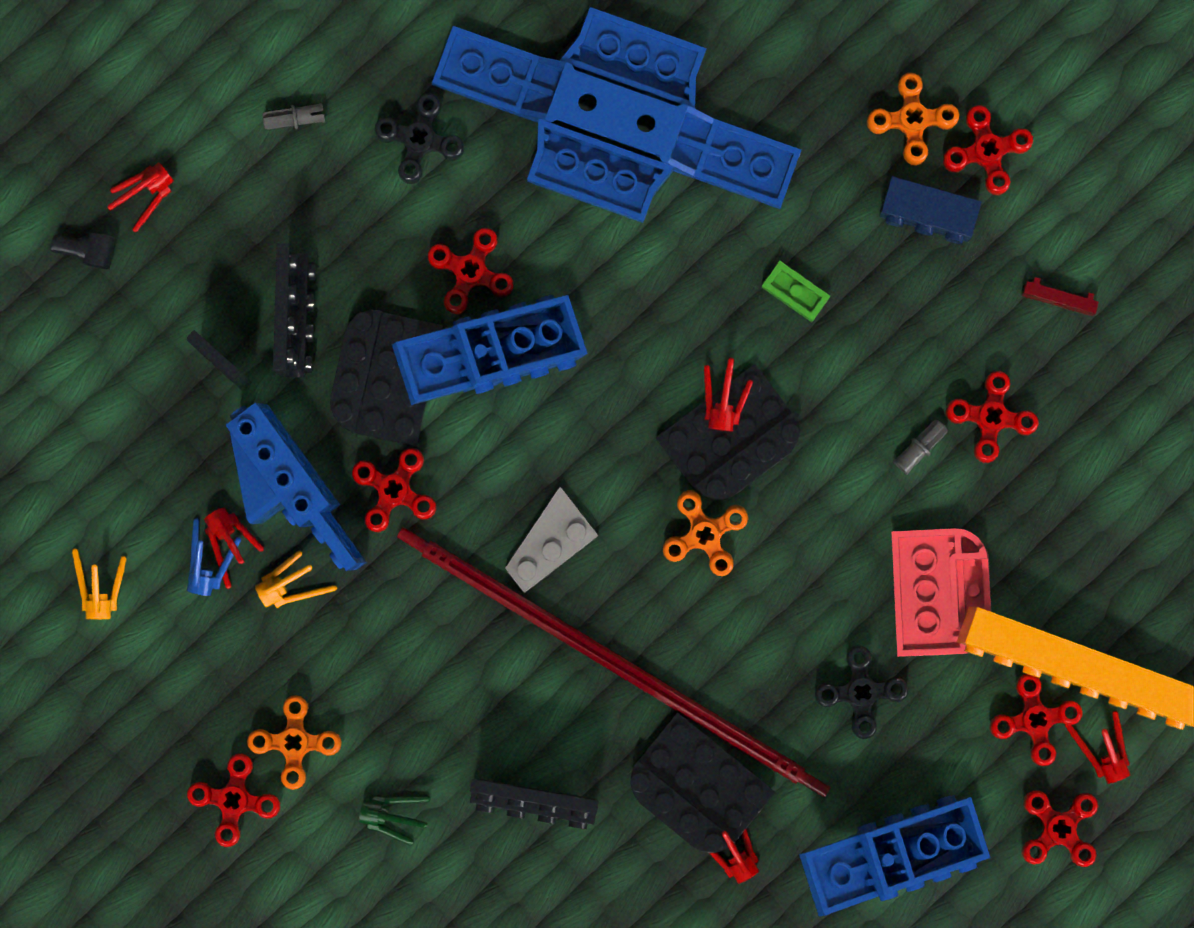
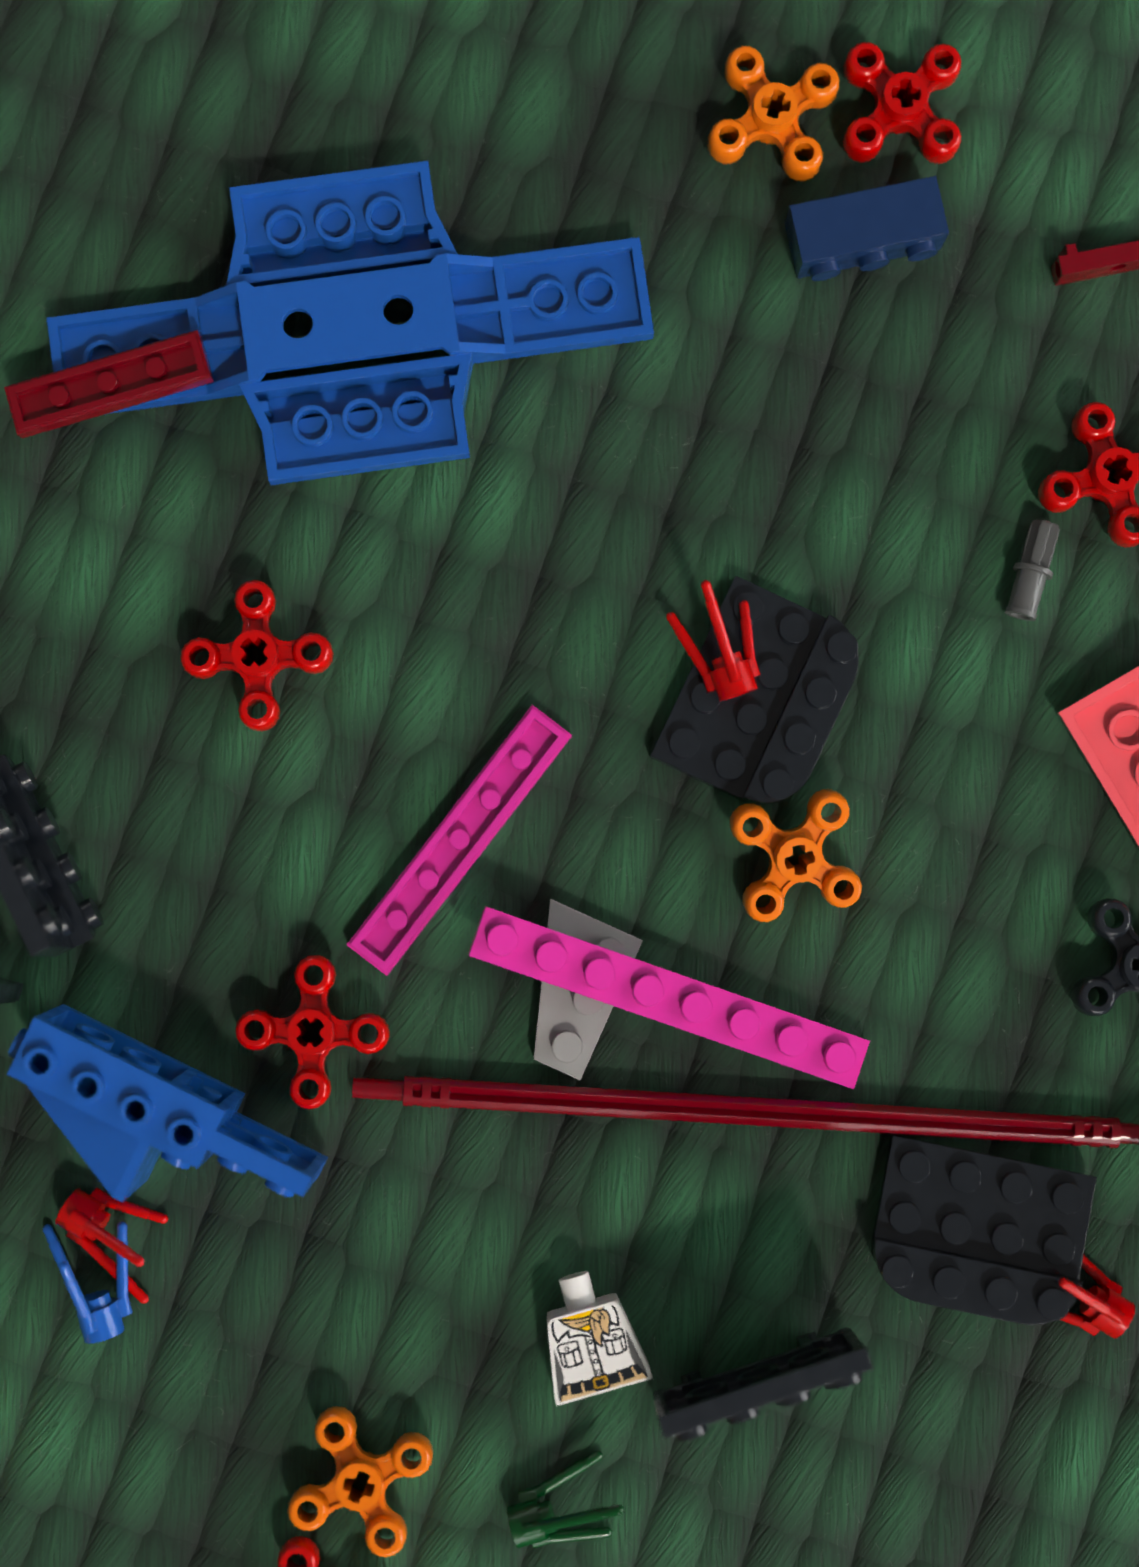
camera: 30 degrees left, 0 degrees up
(272, 588) = (212, 1271): light orange plant -> none
(368, 384) = (212, 872): black plate -> none
(432, 143) = (80, 484): black gear -> none
(456, 735) = (592, 1343): none -> torso
(468, 81) = (109, 384): none -> dark red tile
(491, 350) = (344, 755): blue wedge -> none
(527, 429) = (459, 840): none -> dark pink tile
(595, 573) = (668, 997): none -> dark pink plate
(795, 291) = (738, 442): bright green plate -> none

